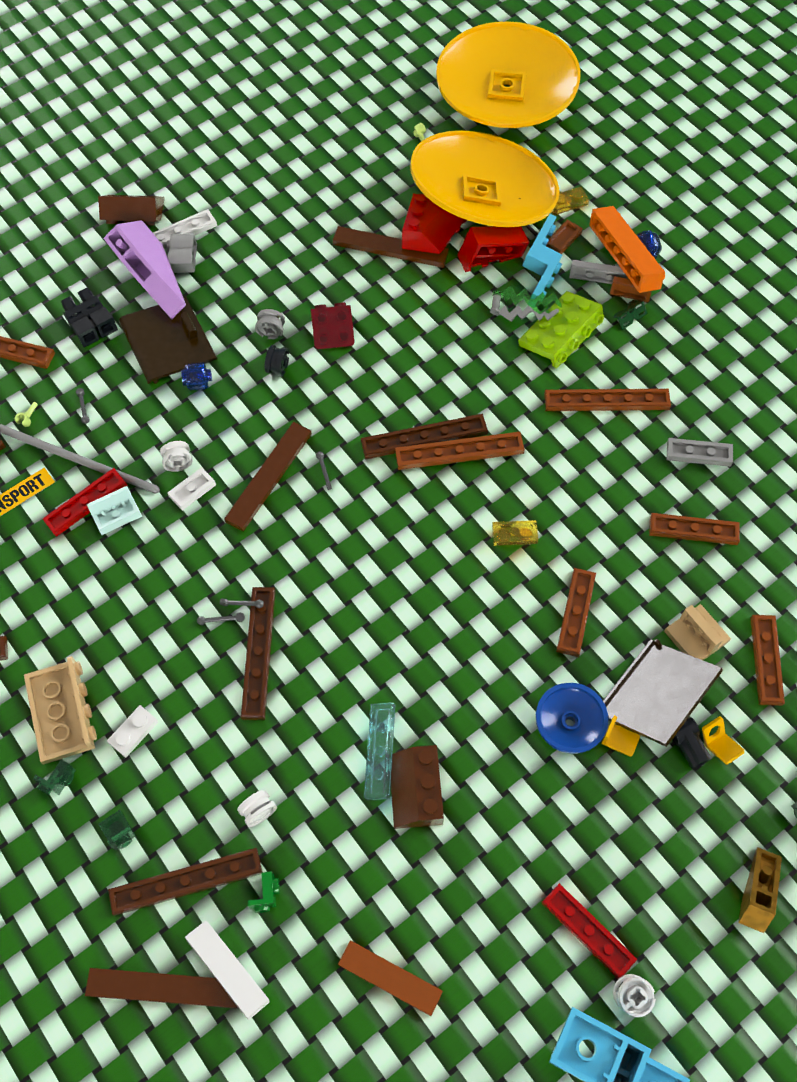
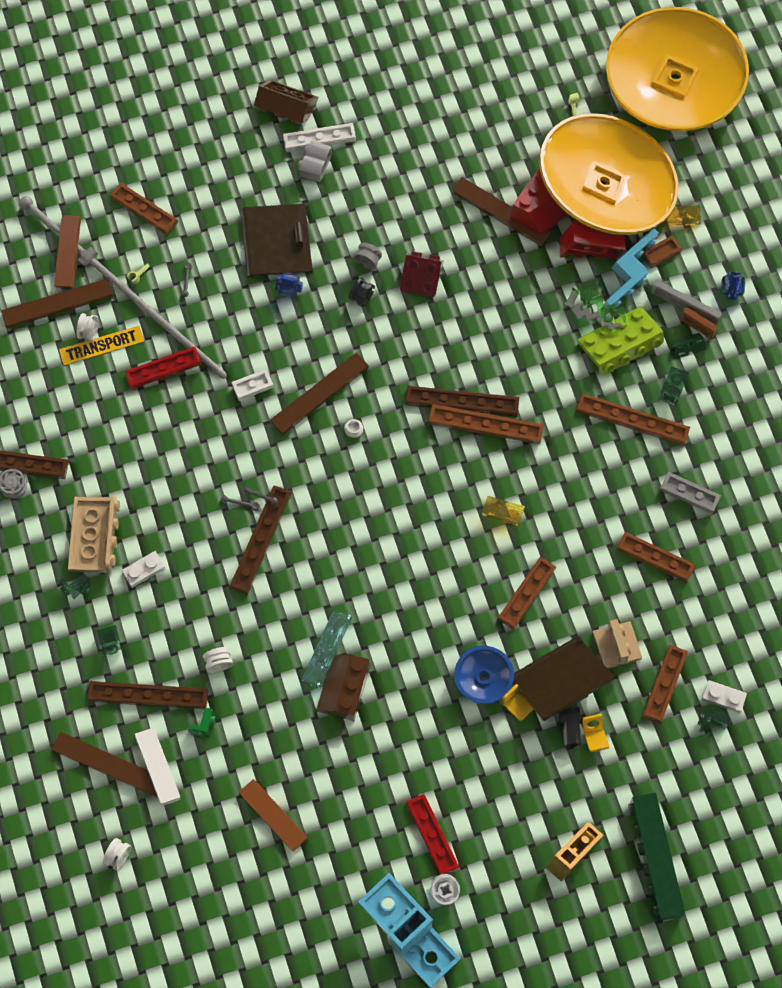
camera: 20 degrees right, 5 degrees up
(89, 318) = (215, 199): black hips -> none
(114, 510) = (184, 383): light aqua bracket -> none
(148, 263) = (281, 164): lavender wedge -> none
(176, 456) = (248, 352): white wheel -> none
(319, 455) = (368, 389): dark grey hinge -> none
(319, 499) = (353, 428): none -> white plate
(627, 249) = (708, 285): orange brick -> none
(634, 357) = (673, 386): none -> clear green bracket

